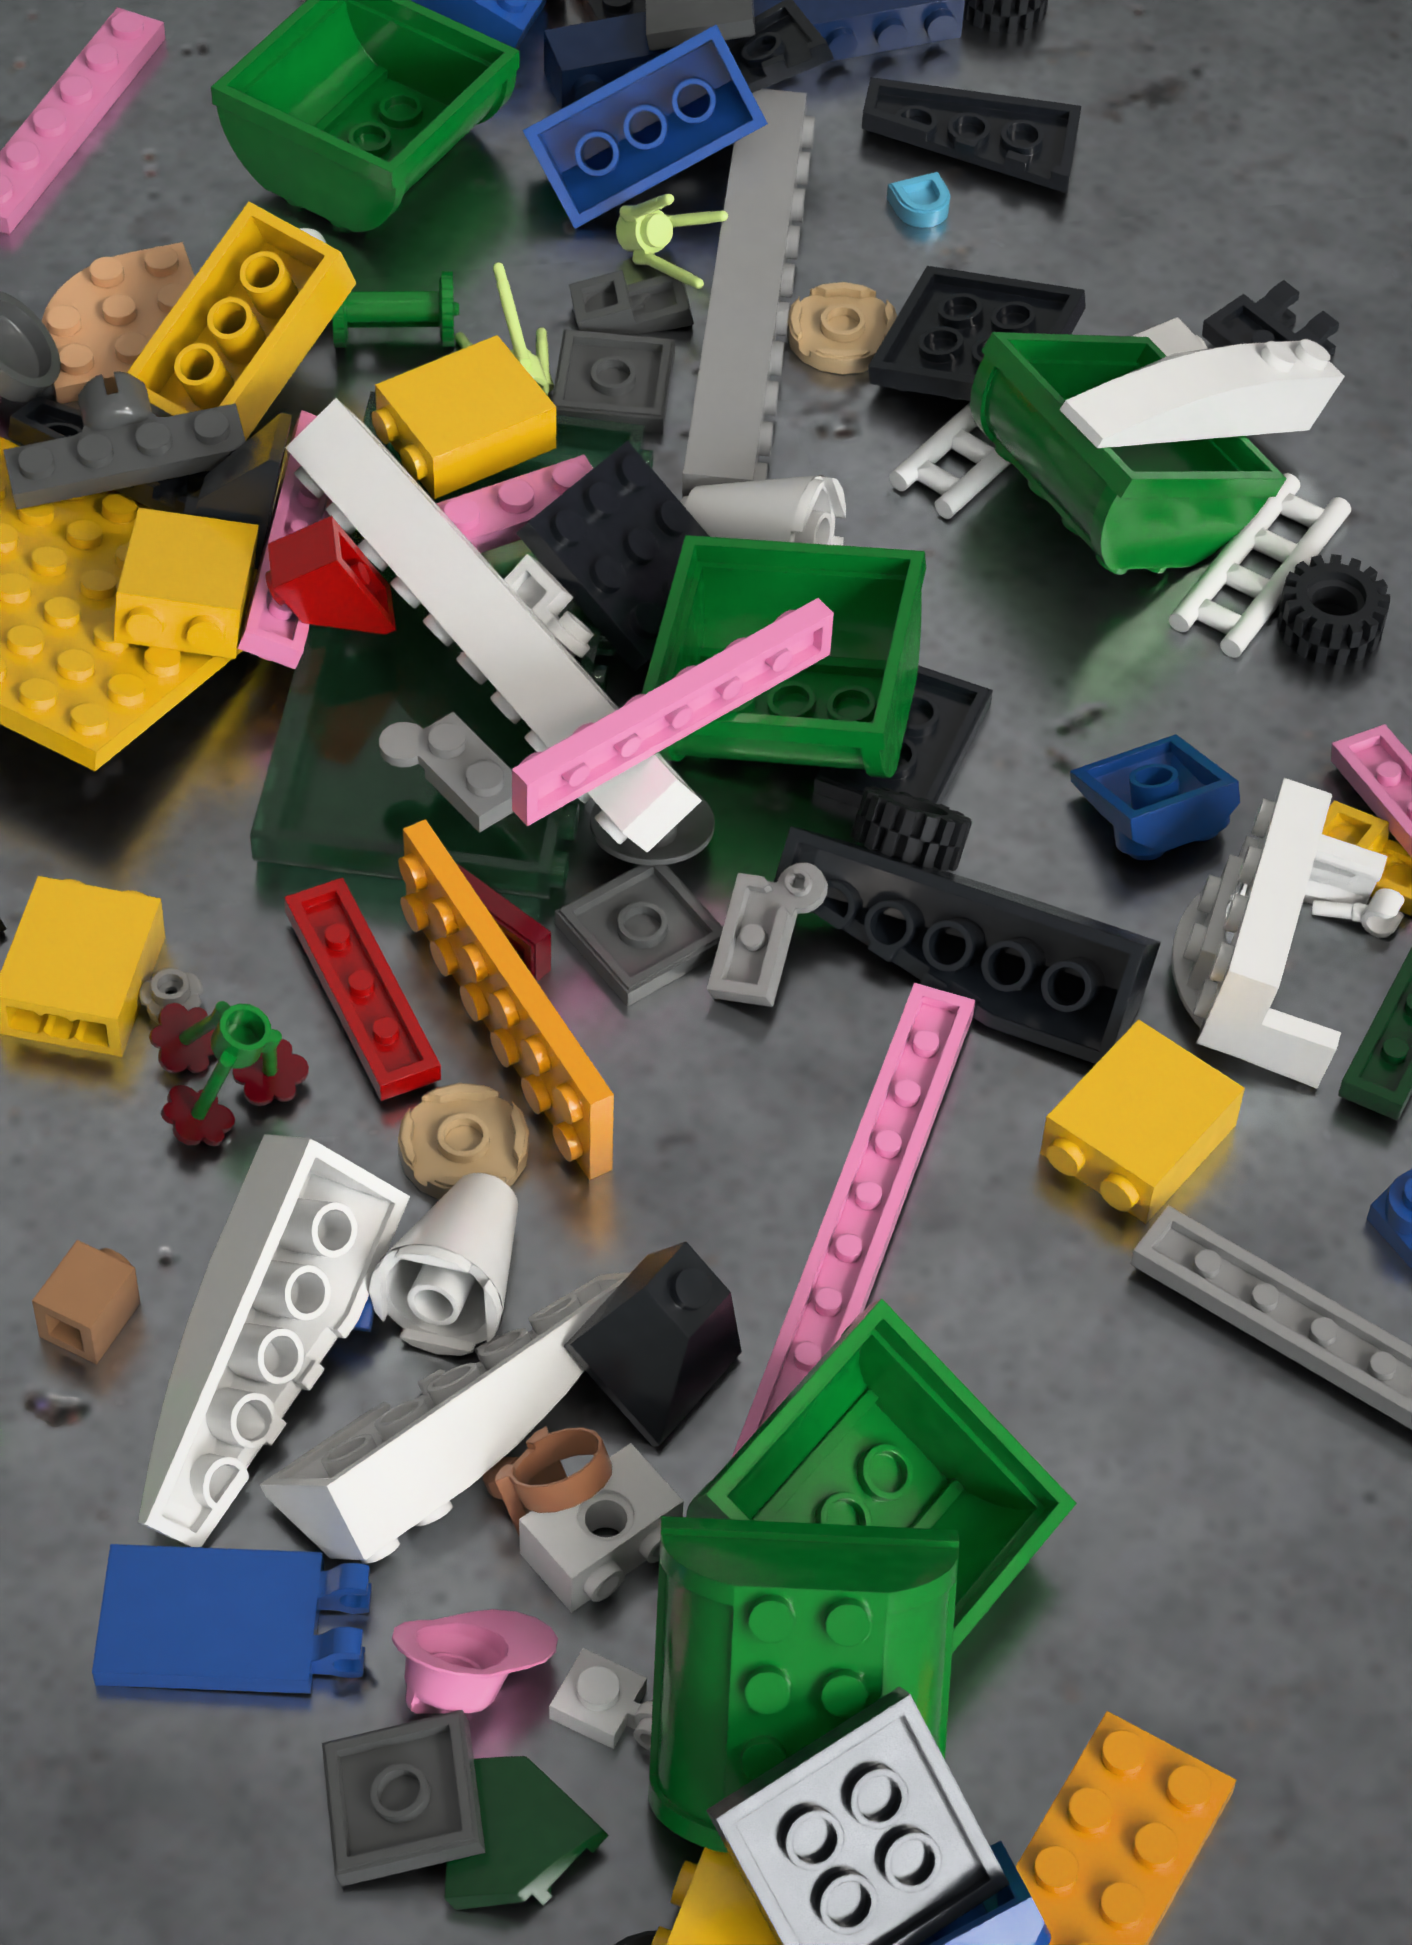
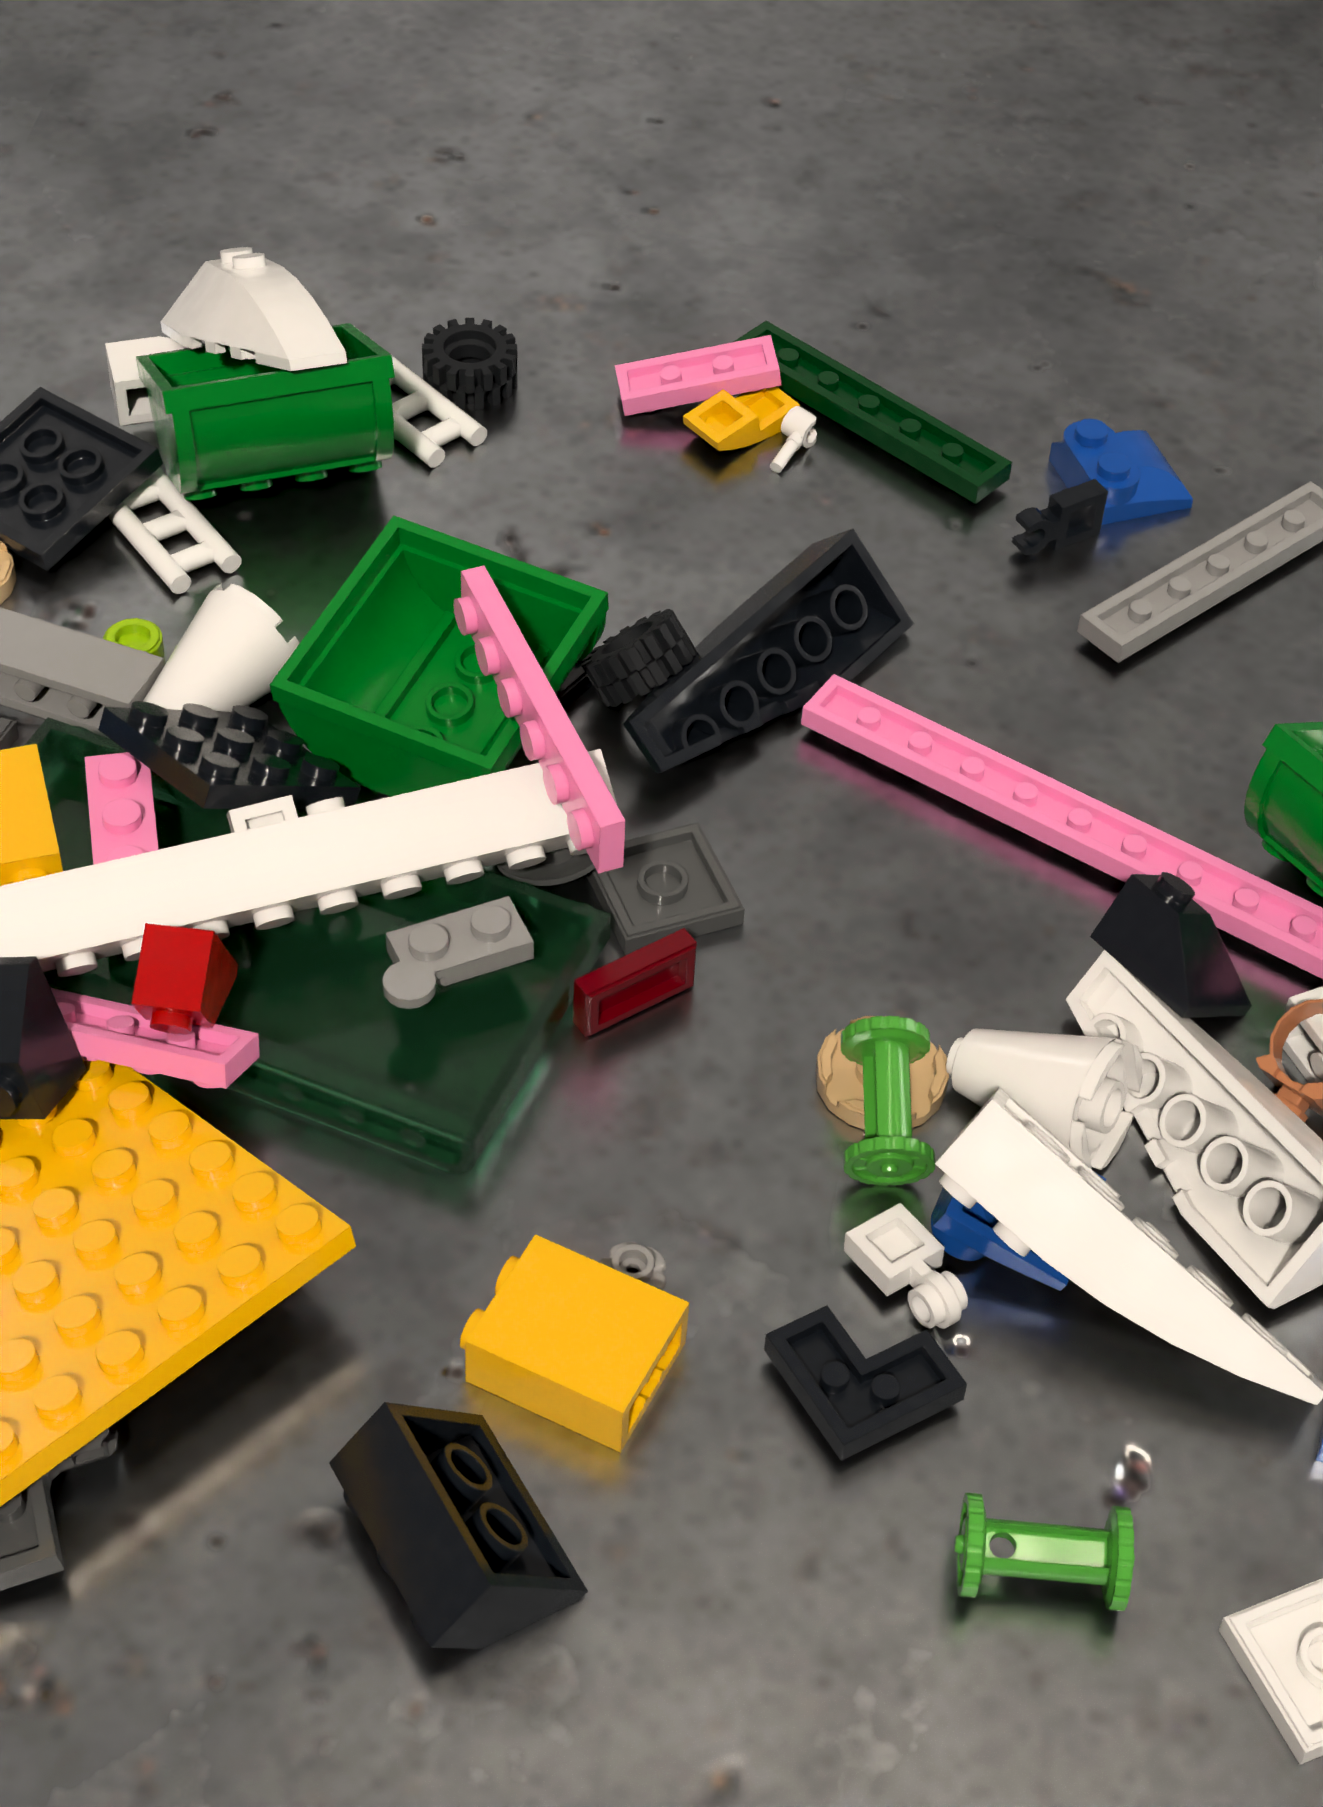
camera: 75 degrees left, 5 degrees down
(81, 1170) = (857, 1397): none -> black plate
(87, 1301) = (1025, 1410): medium nougat brick -> none
(185, 583) = (119, 1109): yellow brick -> none
(200, 1218) = (900, 1252): none -> white plate
(239, 1040) = (762, 1205): dark red plant -> none
(362, 989) = (676, 1108): red plate -> none
(400, 1125) = (885, 1050): none -> bright green hose
(508, 999) = (753, 977): light orange plate -> none
(760, 932) = (716, 790): light grey hinge -> none
(801, 462) = (137, 634): none -> lime tile
(1141, 1121) = (987, 610): yellow brick -> none
(1159, 796) = (639, 509): blue slope -> none
(1261, 904) = (896, 467): white piece -> none
(1266, 321) = (133, 317): black plate -> none
(1335, 1172) = (1070, 518): none -> black plate

